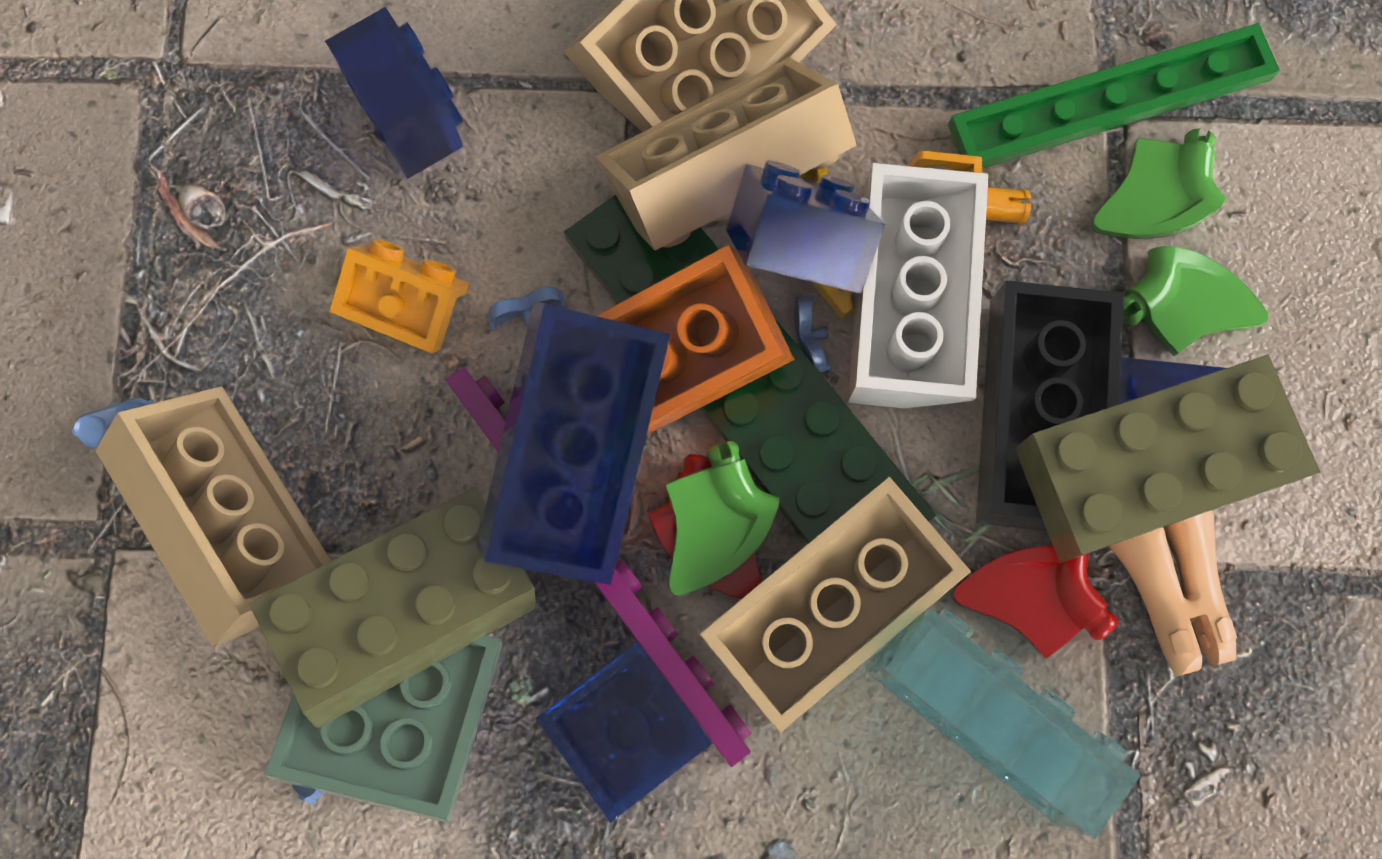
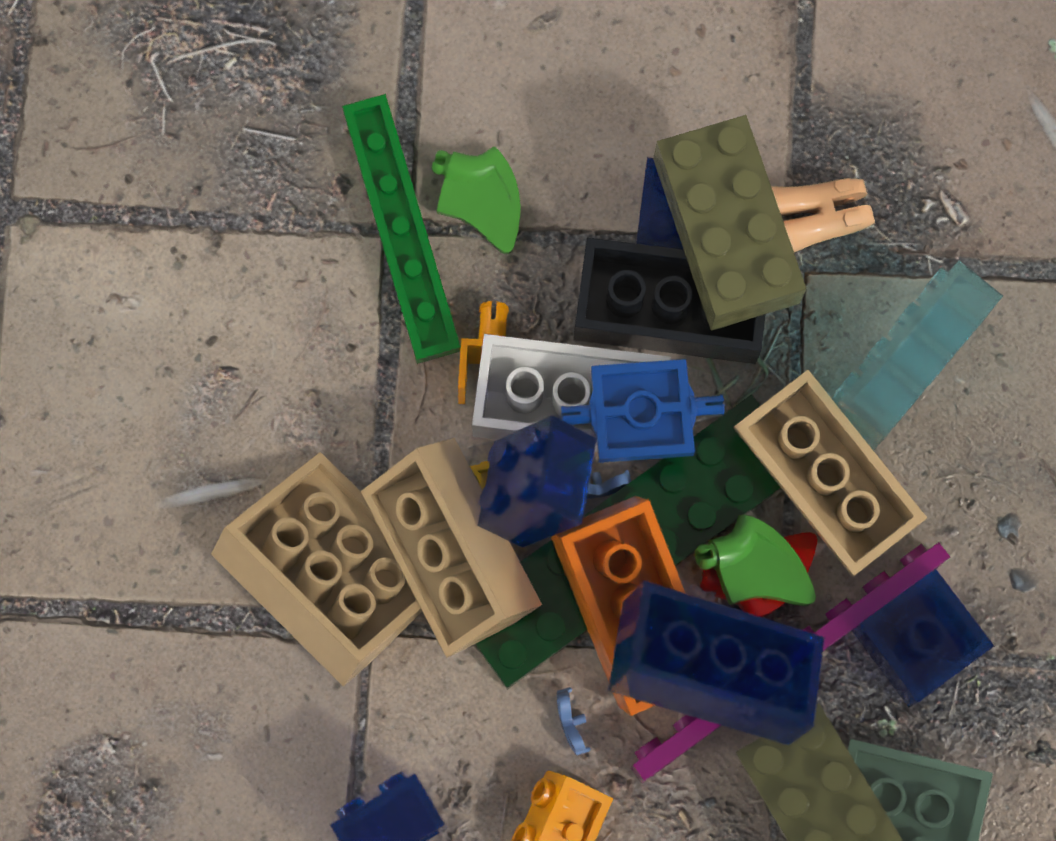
camera: 90 degrees left, 0 degrees up
(902, 356) = (642, 410): none -> blue plate
(1038, 597) = (817, 323): red arm -> none
(1189, 298) = (575, 184): bright green arm -> none

